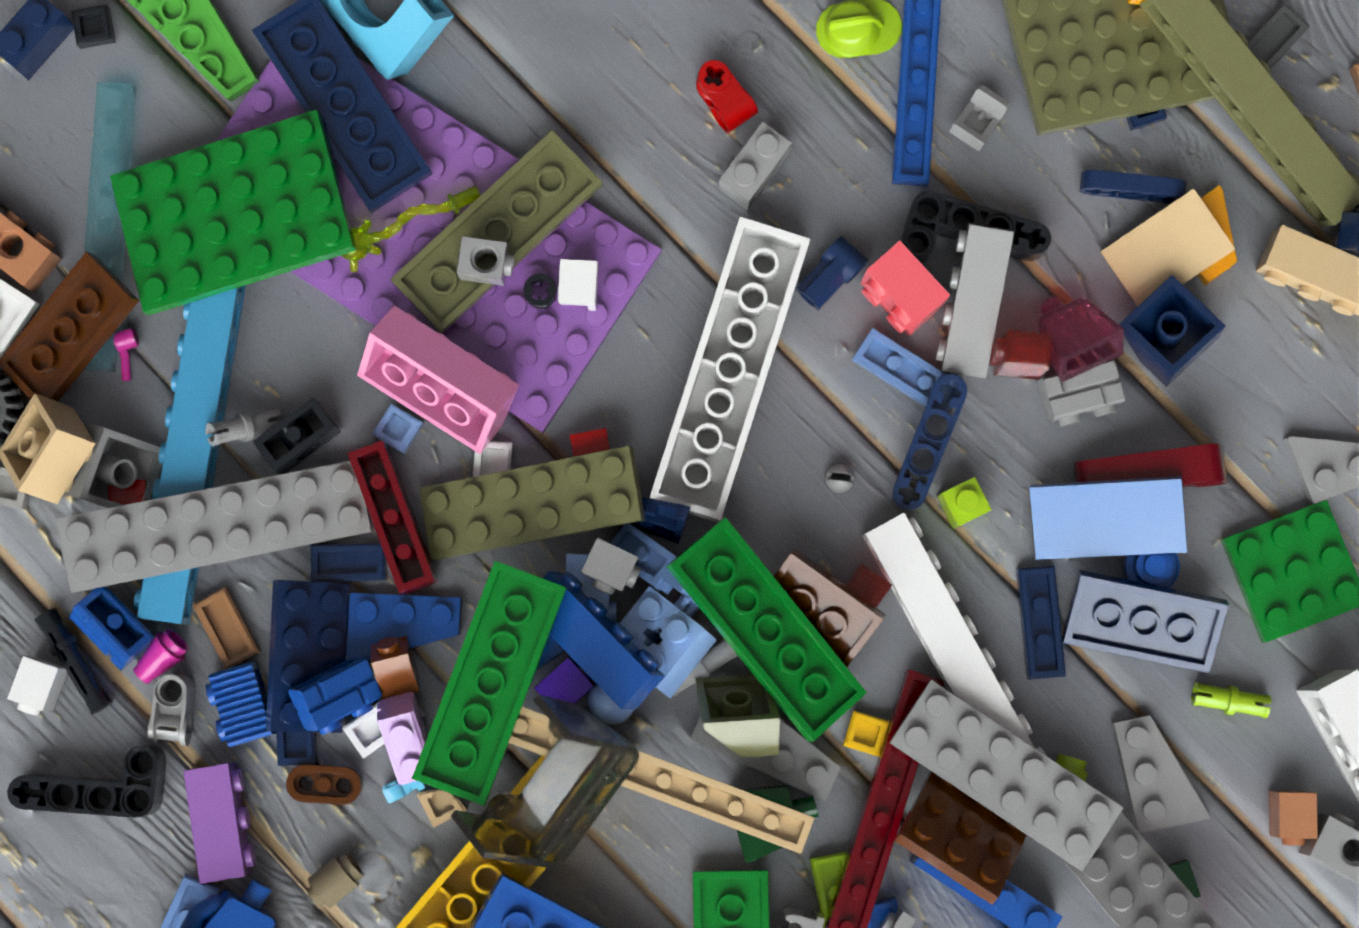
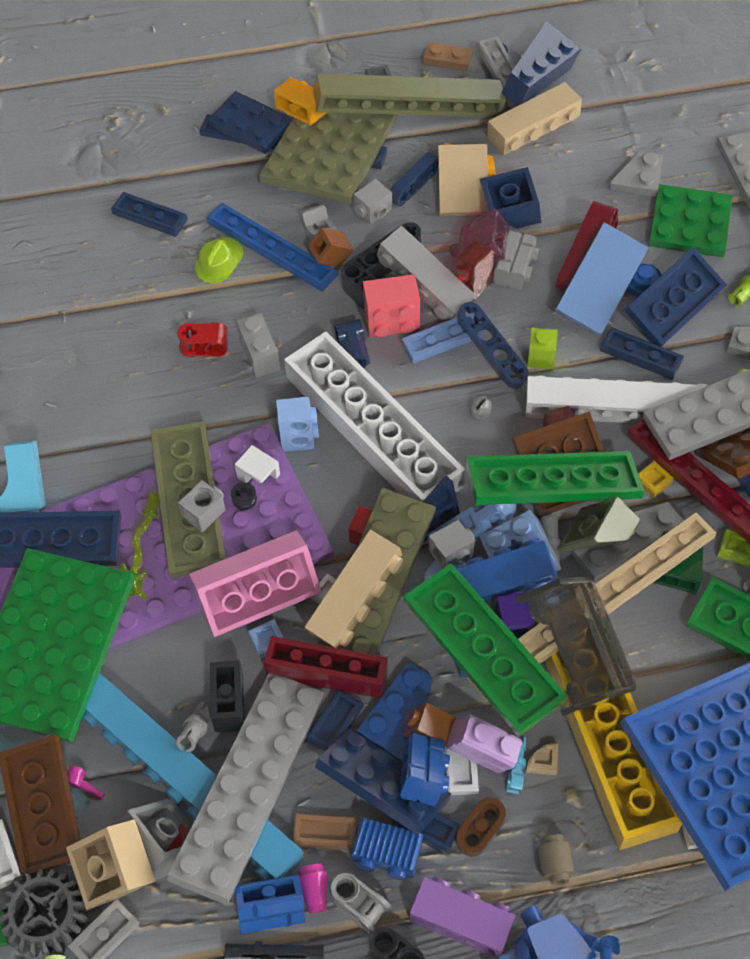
camera: 55 degrees left, 25 degrees down
(487, 495) = (354, 591): none -> tan brick
(667, 287) = (297, 424): none -> light blue brick
(950, 156) = (330, 247): none -> dark orange brick
(1060, 159) = (372, 201): none -> light grey brick

